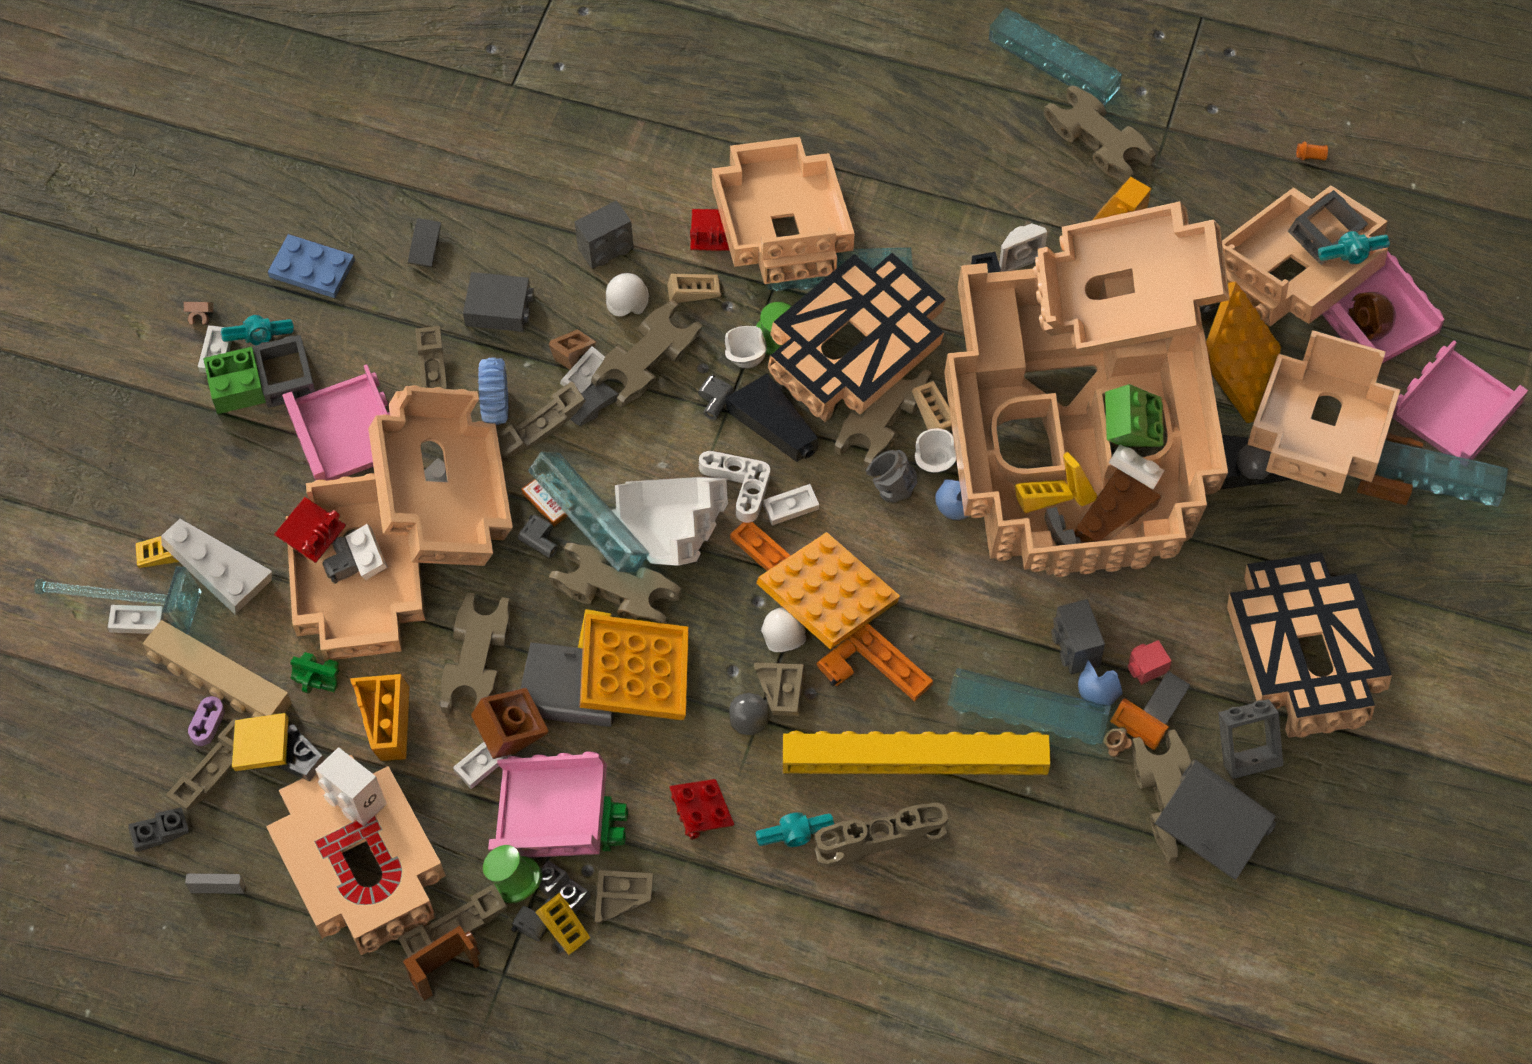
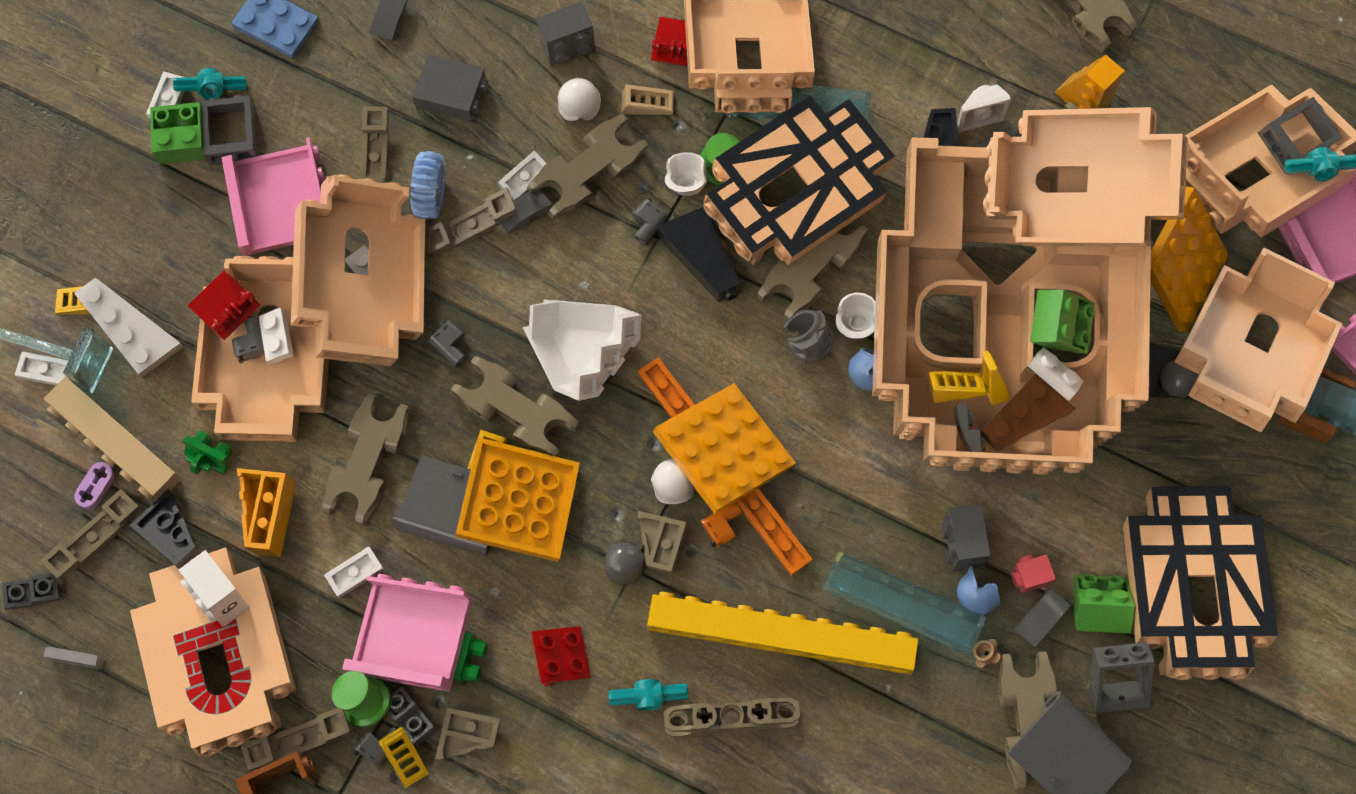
camera: 10 degrees right, 10 degrees up
(198, 308) = (157, 51): nougat tile -> none
(260, 742) = (139, 521): yellow tile -> none
(508, 722) = (384, 539): dark orange slope -> none
(543, 502) = (464, 305): tile -> none
(570, 347) = (514, 147): medium nougat slope -> none
(588, 512) = (500, 327): clear light blue brick -> none
(745, 475) = (664, 310): white beam -> none
(791, 504) = (703, 348): white plate -> none
(927, 412) = (856, 271): tan slope -> none
(1139, 723) = (1012, 638): orange tile -> none
(1221, 679) = (1102, 603): none -> bright green slope
(1310, 151) = (1297, 46): orange pin -> none
(1373, 314) = (1328, 235): reddish brown cylinder -> none

